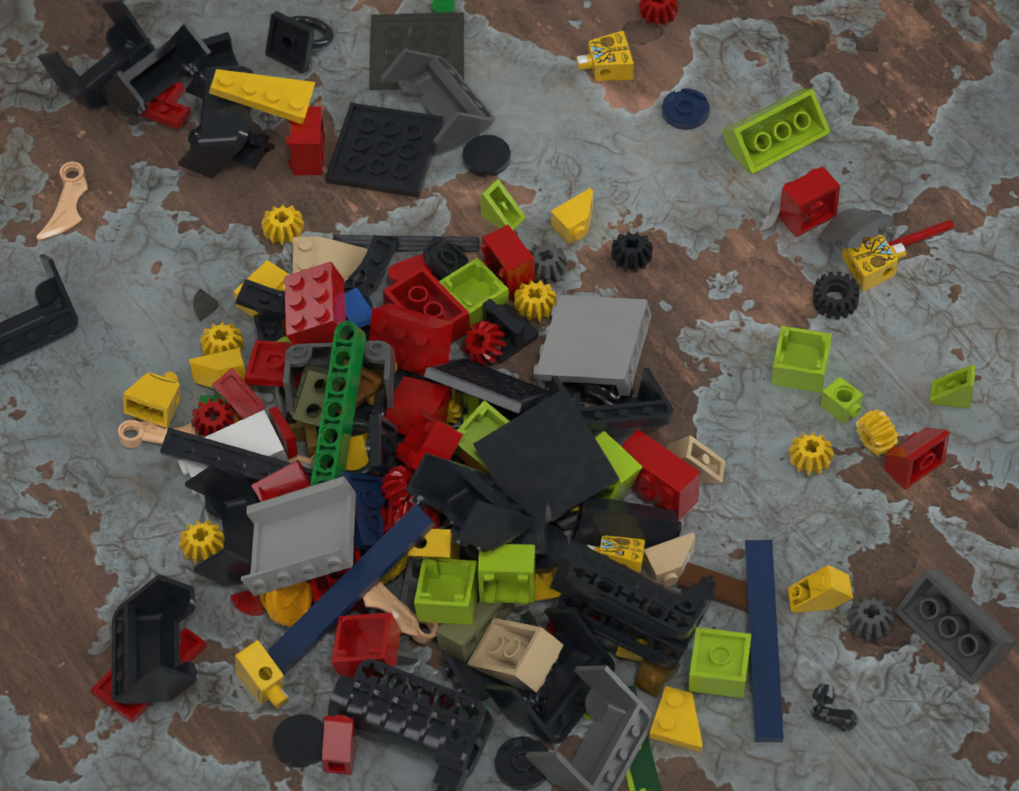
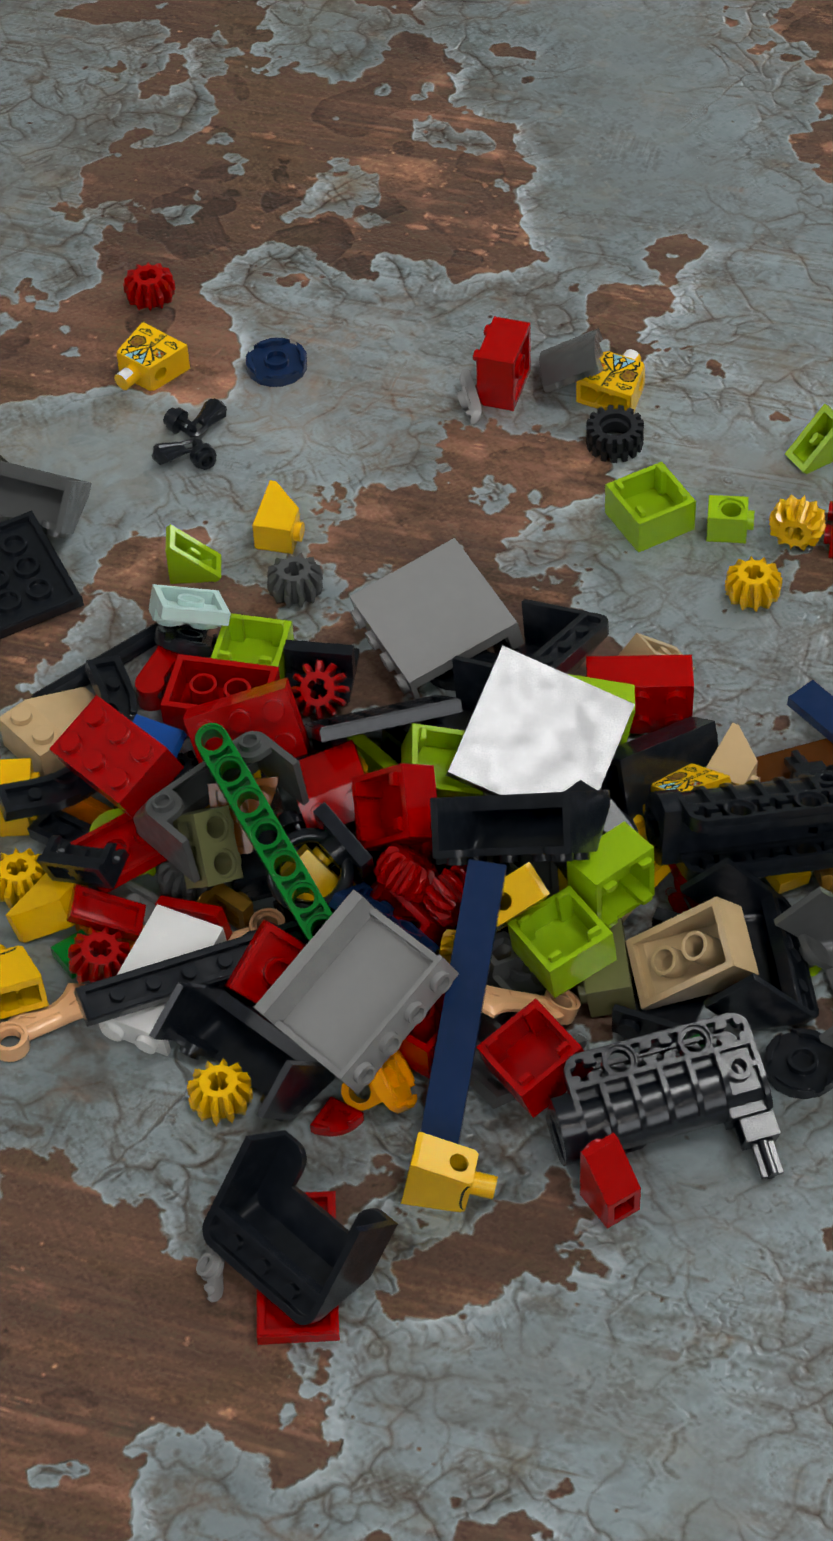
camera: 40 degrees left, 5 degrees down
(246, 356) = (82, 863): none -> black hinge
(299, 740) = (551, 1213): black tile -> none
(455, 239) = (184, 605): none -> light aqua plate
(486, 155) = (115, 522): black tile -> none
(508, 259) = (263, 590): red container -> none
(534, 300) = (323, 620): yellow gear -> none
(576, 143) = (201, 454): none -> black piece
(586, 110) = (211, 412): none -> black piece
(632, 251) = (371, 516): black gear -> none
(776, 130) = (393, 326): lime slope -> none
(923, 234) = (635, 330): red bar -> none

